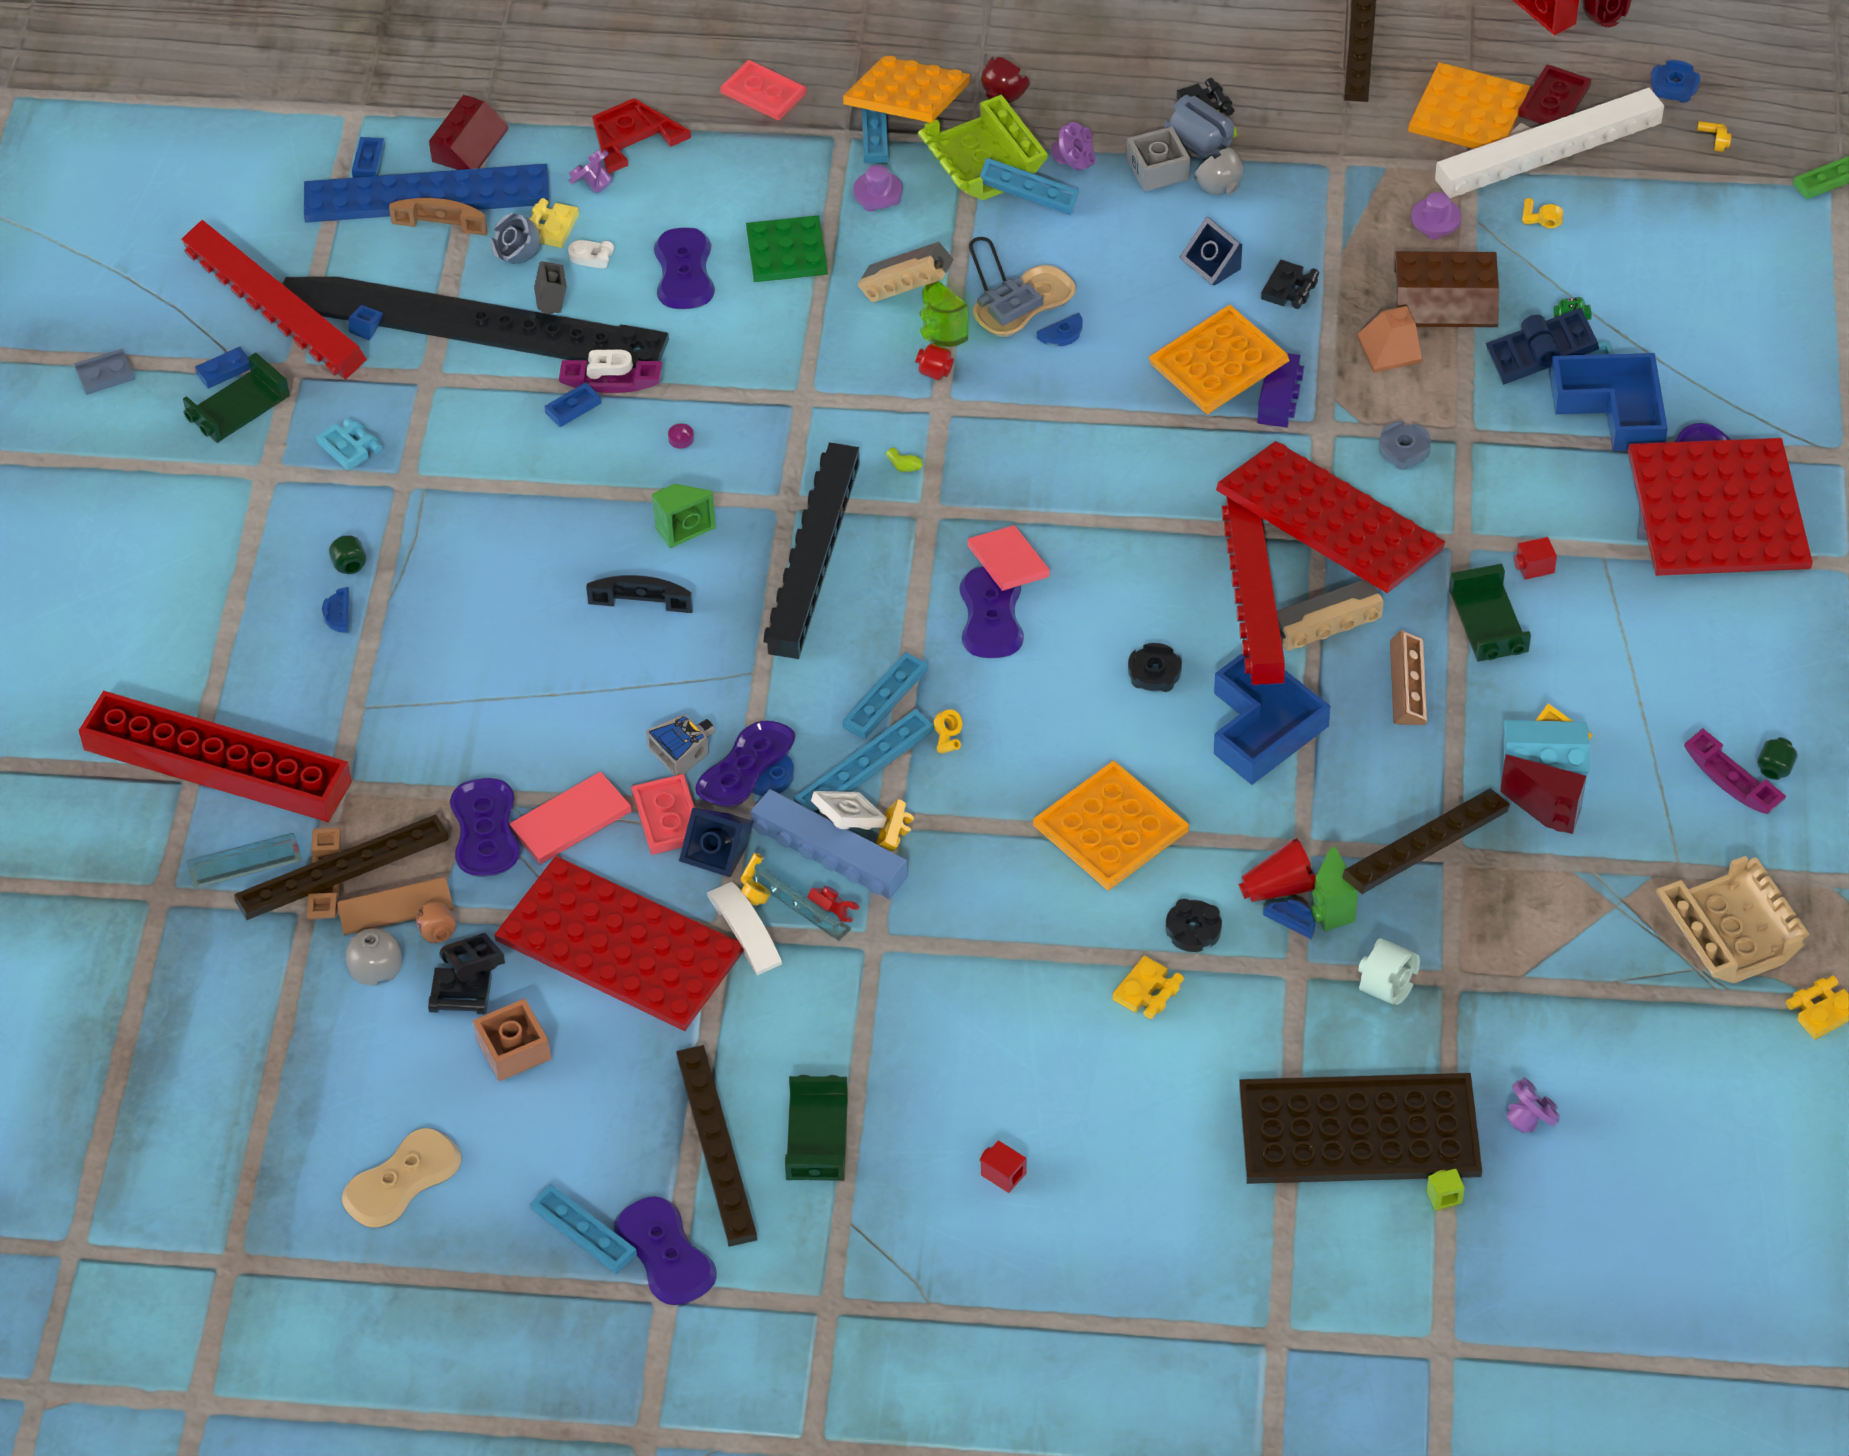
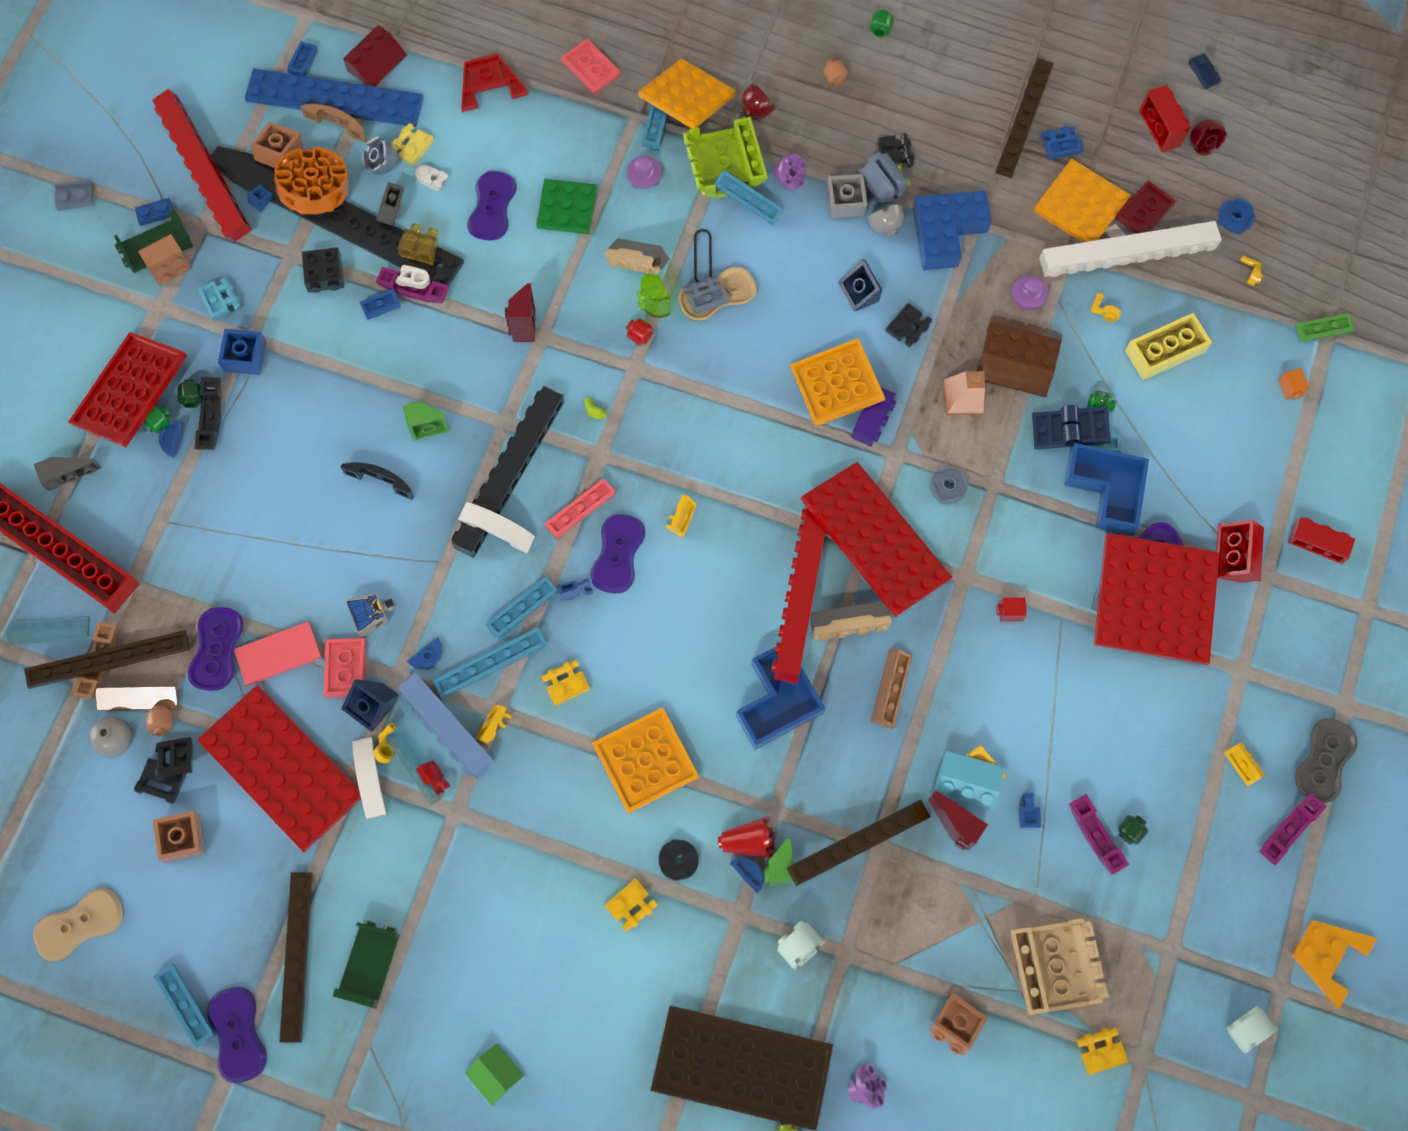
camera: 10 degrees right, 20 degrees up
(202, 674) = (60, 470): none -> dark grey slope
(262, 563) = (127, 389): none -> red plate
(263, 410) = (165, 259): none -> nougat brick
(311, 591) = (157, 419): none -> green head
(372, 256) = (274, 143): none -> nougat brick
(381, 569) = (210, 413): none -> black slope
(404, 491) = (242, 351): none -> blue brick
(434, 282) = (311, 180): none -> orange brick
(482, 380) = (323, 270): none -> black brick
(593, 173) = (449, 110): medium lavender plate -> none
(601, 317) = (419, 245): none -> clear yellow hips
(680, 436) = (447, 348): magenta tile -> none
(752, 754) = (393, 653): dark purple plate -> none
(775, 369) = (521, 315): none -> dark red slope
(822, 603) = (497, 525): none -> white slope
(848, 809) = (465, 704): white plate -> none
(924, 571) = (580, 508): none -> coral plate
(943, 662) = (572, 589): none -> blue plate
(954, 726) = (559, 649): yellow plate -> none
(978, 771) = (566, 688): none -> yellow plate
(1003, 1166) = (484, 1032): red brick -> none
(1008, 557) = (641, 513): coral tile -> none
(1029, 1213) = (494, 1074): none -> bright green slope
(1062, 332) = (738, 326): blue plate -> none
(1065, 551) = (682, 517): none -> yellow plate
(1095, 30) = (835, 72): none -> nougat head
(1154, 680) = (717, 643): black plate -> none
(1296, 161) = (942, 219): none -> blue piece
(1420, 48) = (1063, 146): none -> blue plate
(1487, 613) = (964, 648): dark green panel -> none
(1625, 1016) = (957, 1024): none -> nougat plate
(1636, 234) = (1168, 346): none -> light yellow brick
(1637, 773) = (1029, 815): none -> blue plate
(1809, 433) = (1240, 551): none -> red slope
(1813, 243) = (1293, 384): none -> orange brick

